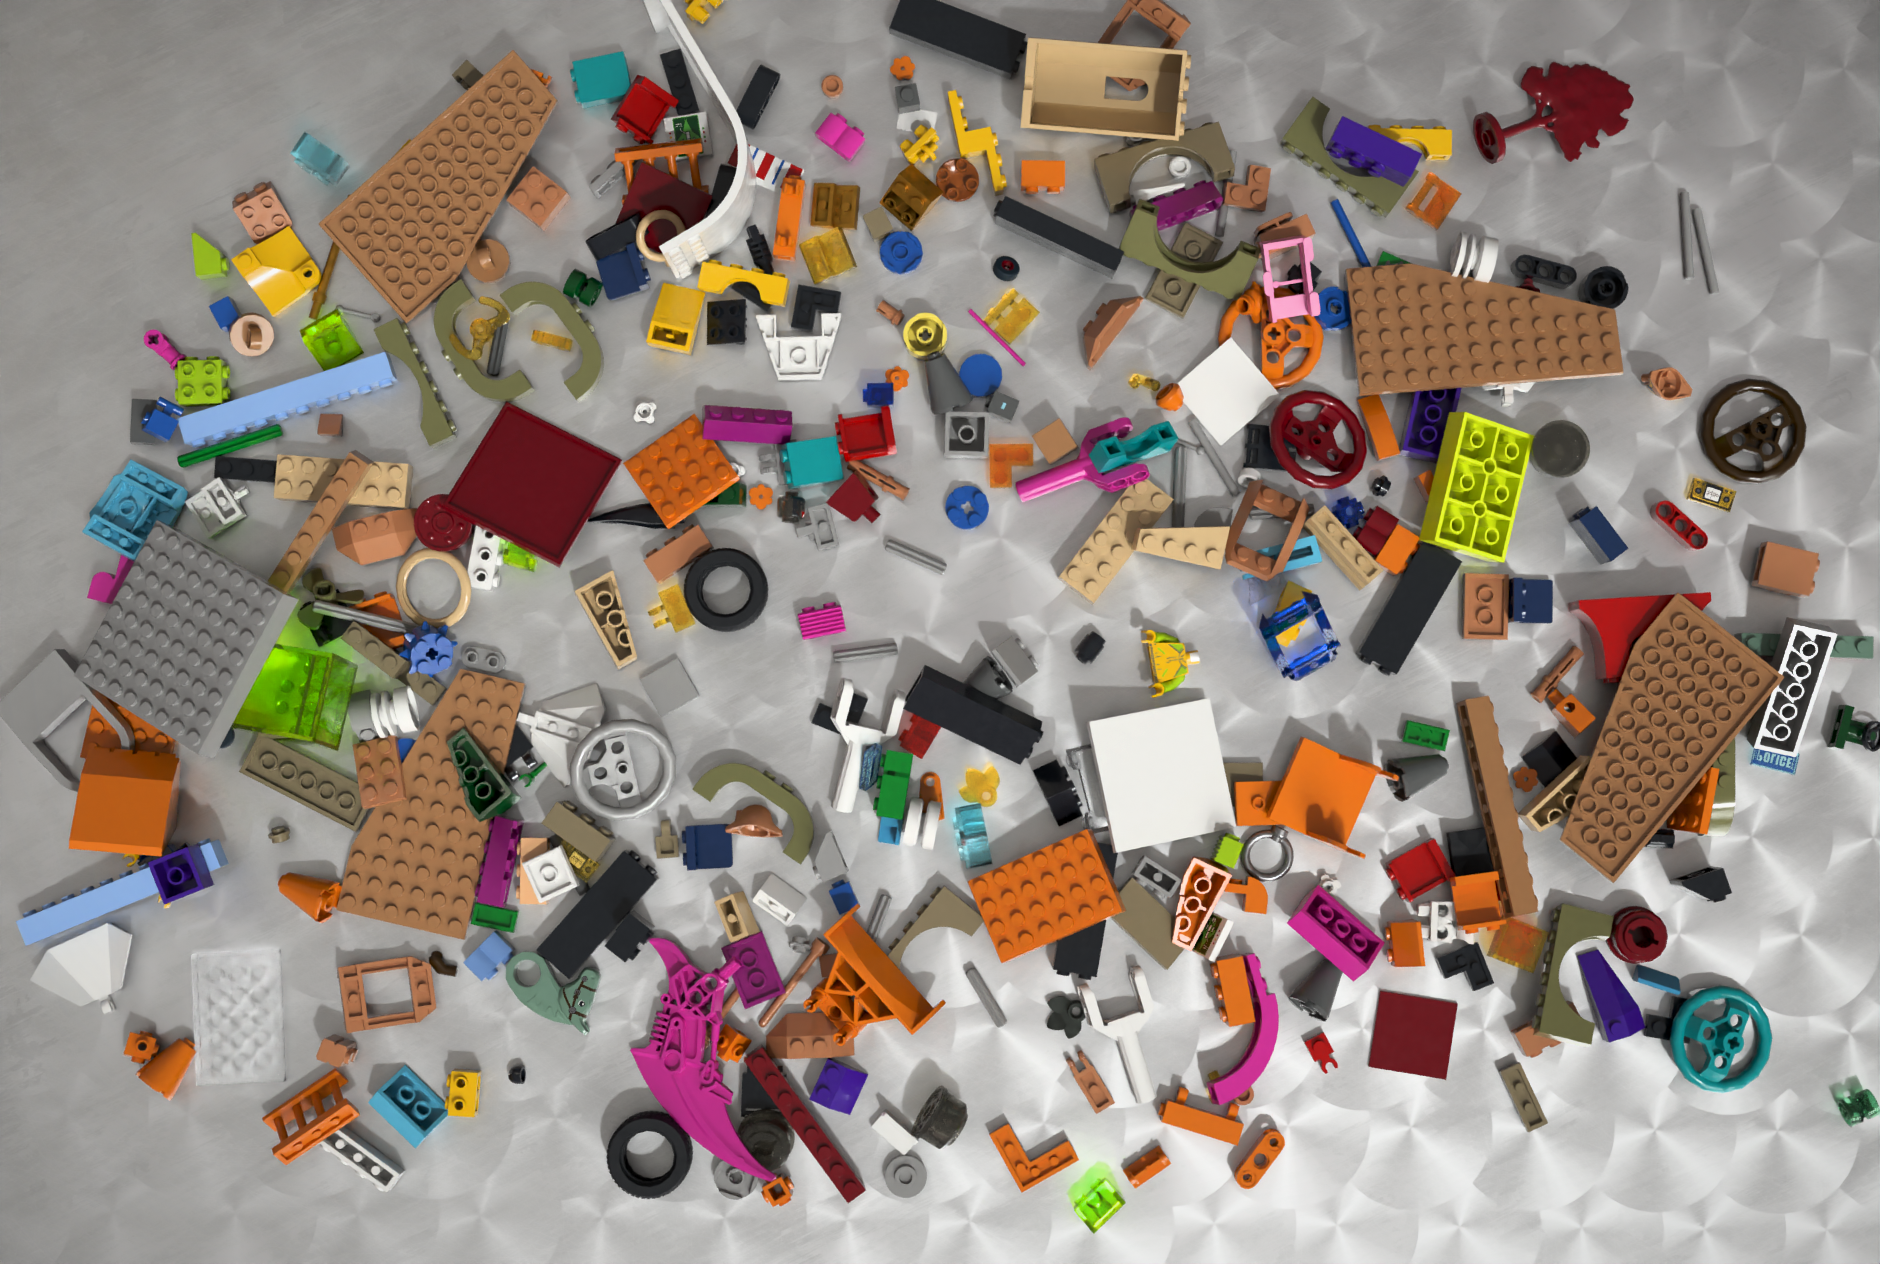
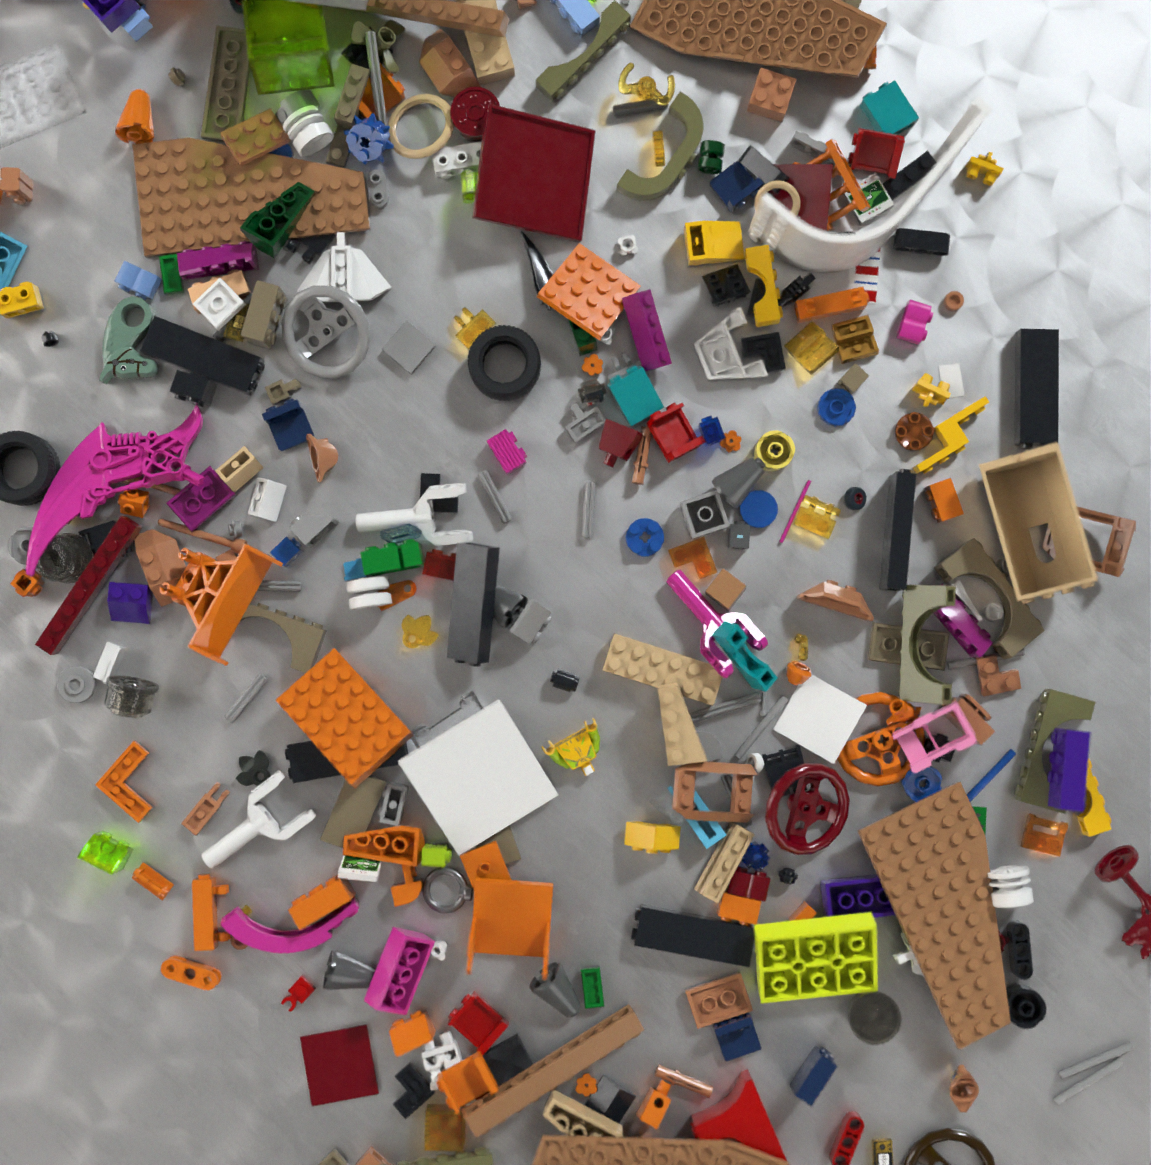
camera: 70 degrees right, 0 degrees up
(354, 999) = (64, 183): nougat wedge -> none
(439, 965) = (115, 245): dark brown arm -> none
(447, 310) = (643, 56): olive arch -> none
(489, 261) = (705, 74): medium nougat tile -> none
(533, 774) = (296, 262): green hand -> none
(606, 613) = (448, 274): tan wedge -> none
(677, 553) = (520, 313): nougat brick -> none
(781, 795) = (353, 461): olive arch -> none
(890, 313) = (783, 416): nougat pin -> none
(904, 62) = (995, 353): orange plant -> none
(907, 98) = (967, 365): dark grey brick -> none
(911, 197) = (886, 398): pearl gold slope -> none
(972, 836) = (373, 638): clear light blue brick -> none
(1059, 792) = (434, 697): black brick -> none
(1289, 617) = (646, 837): clear blue wedge -> none
(1378, 427) = (836, 856): orange slope -> none

